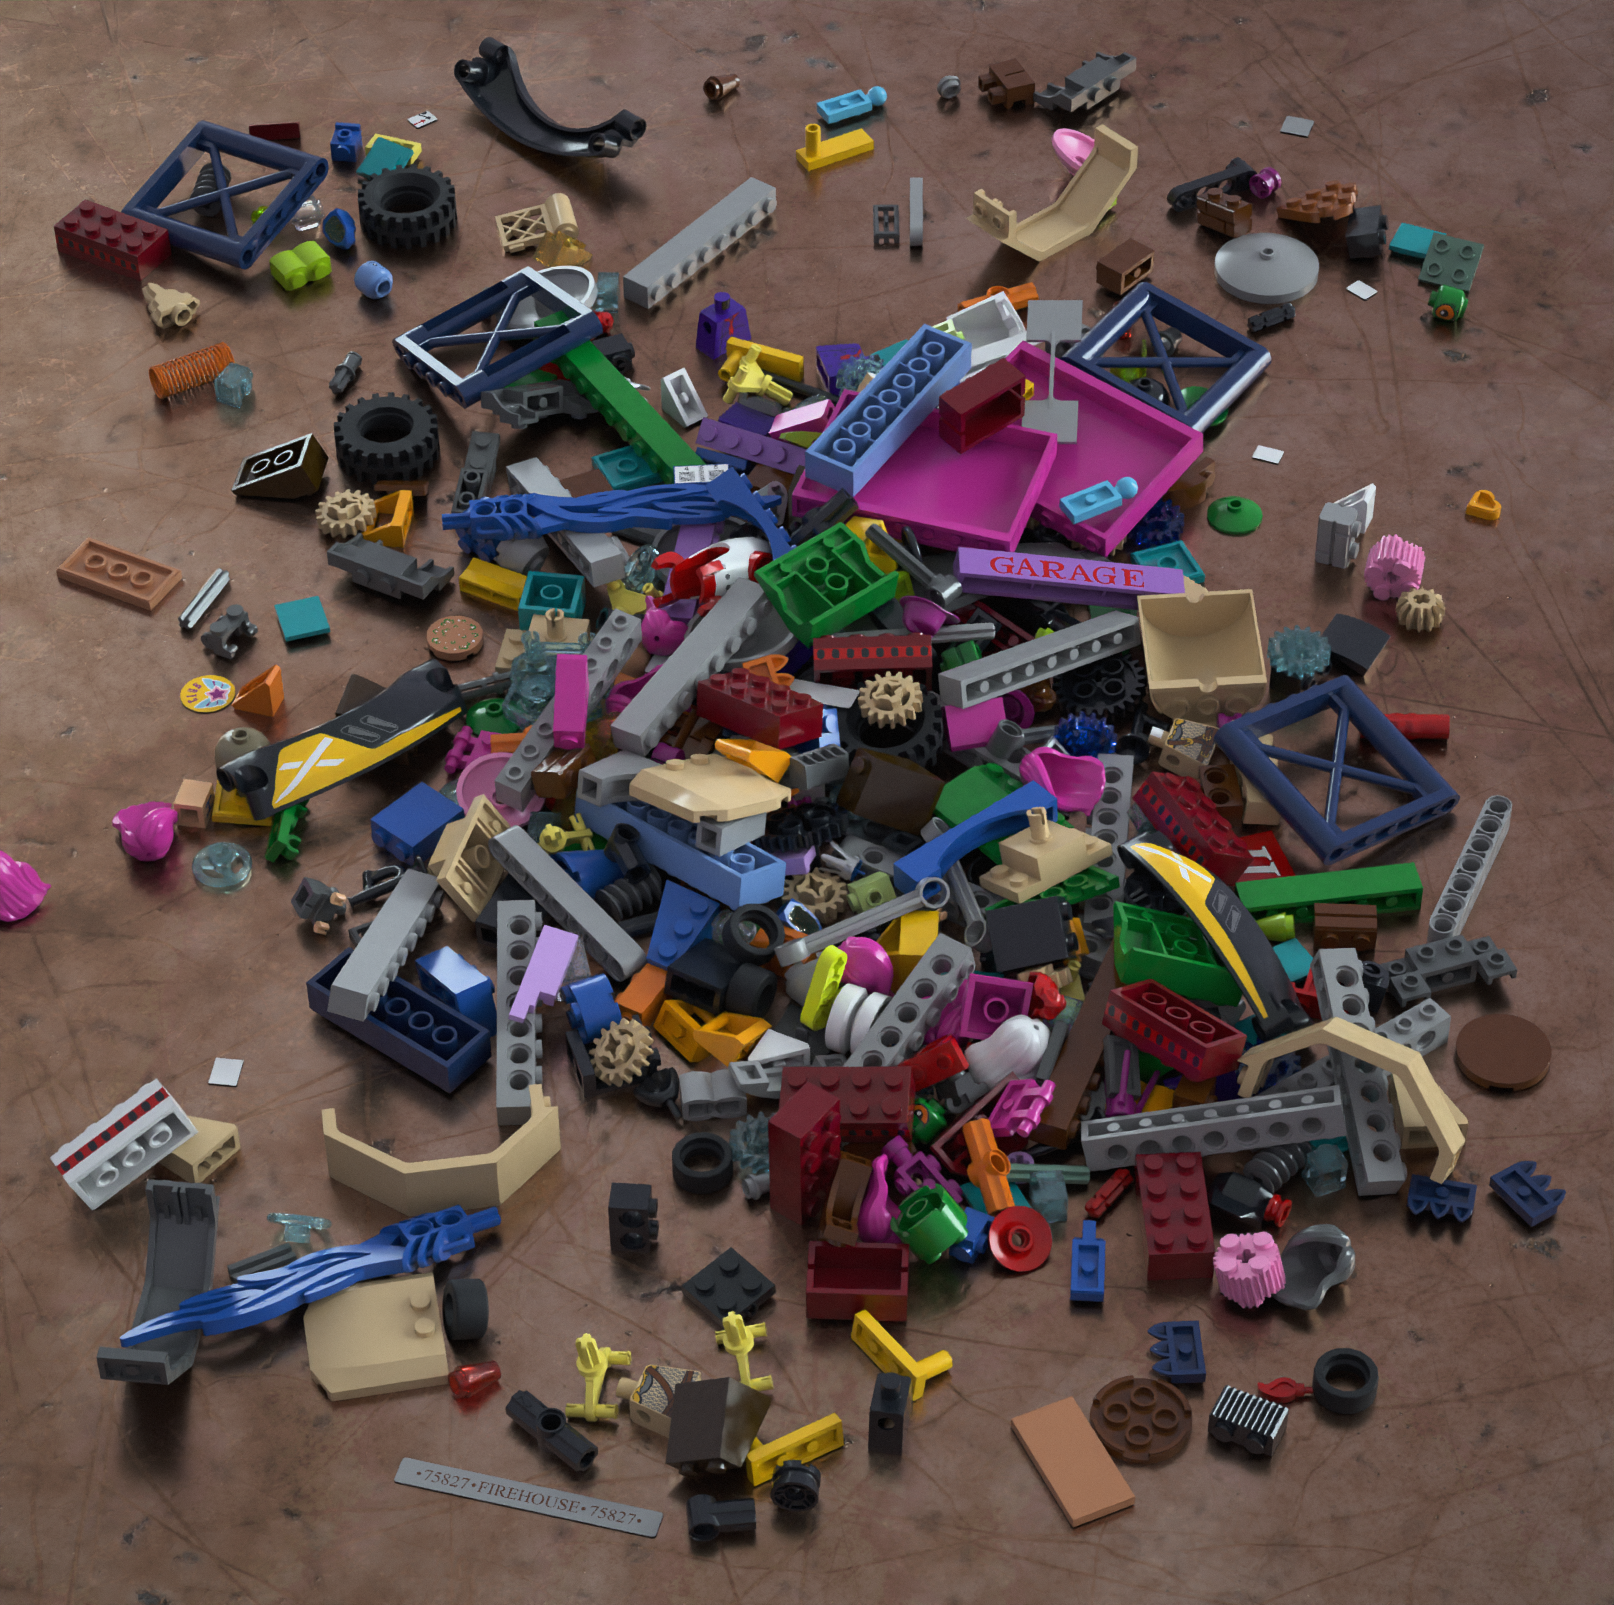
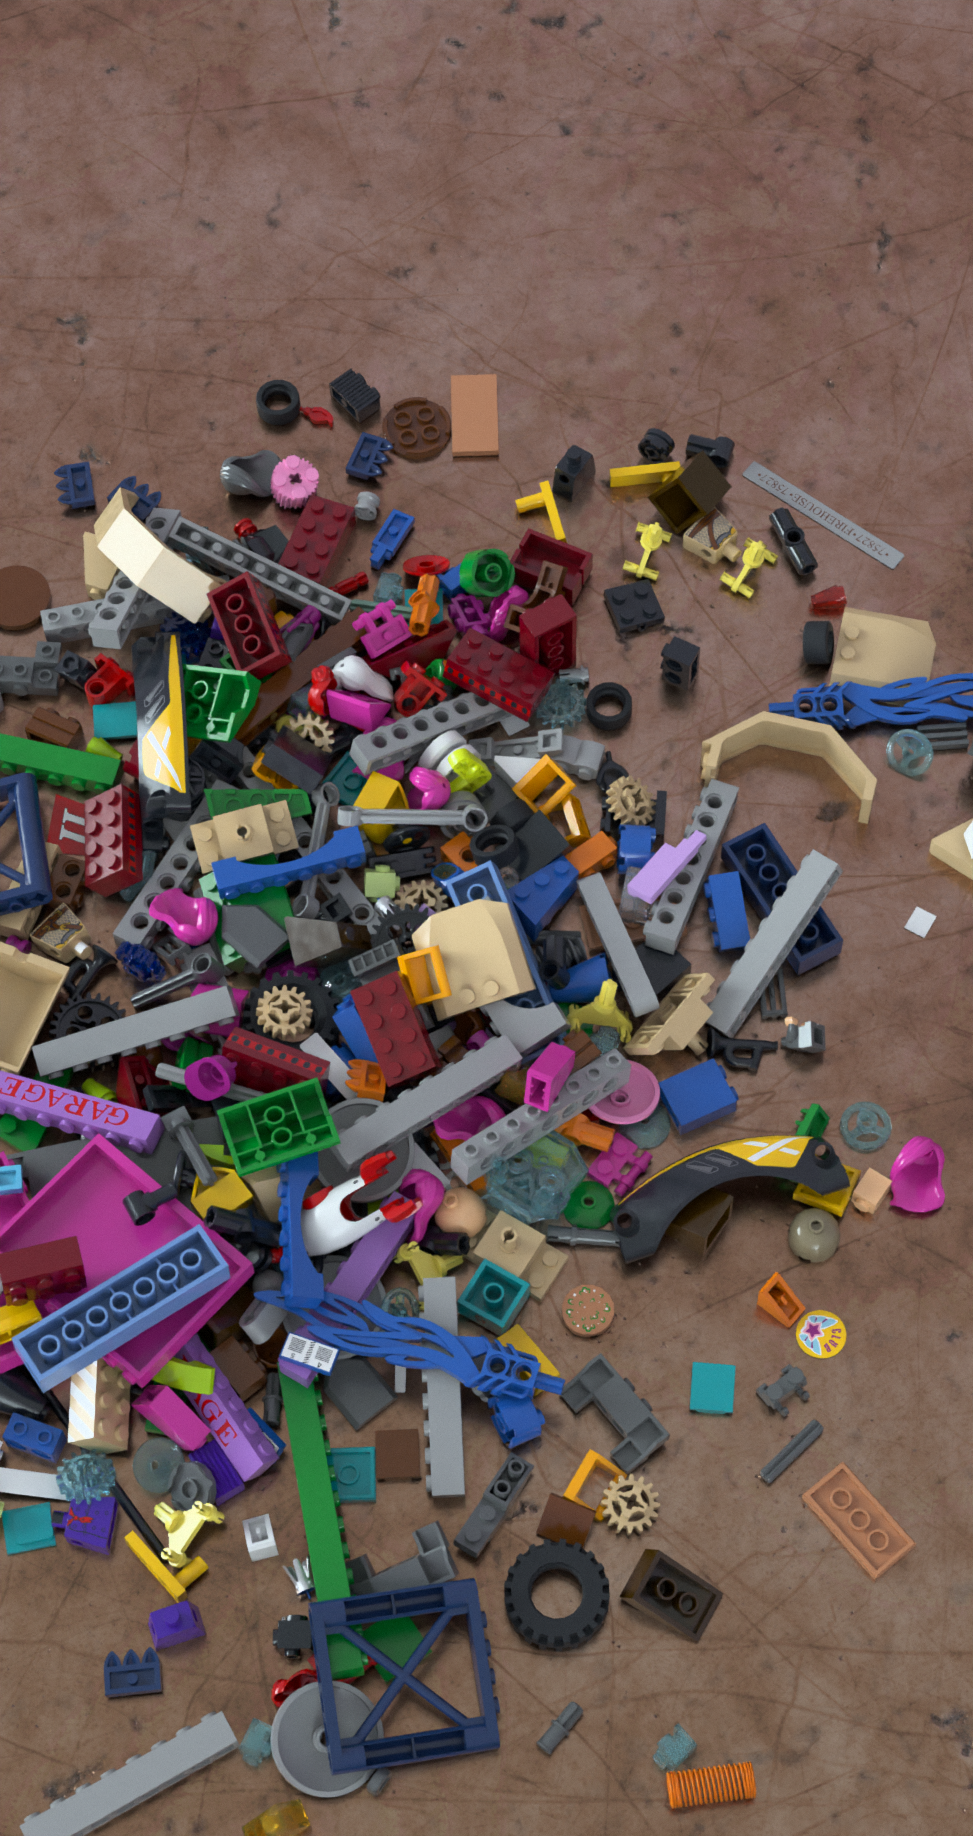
camera: 155 degrees left, 20 degrees up
(748, 294) = (132, 1676): none -> dark blue plate
(921, 494) = (143, 1205): none -> black pin
(975, 780) = (252, 933): none -> dark grey tile
(1141, 1287) = (367, 505): none -> light grey wheel

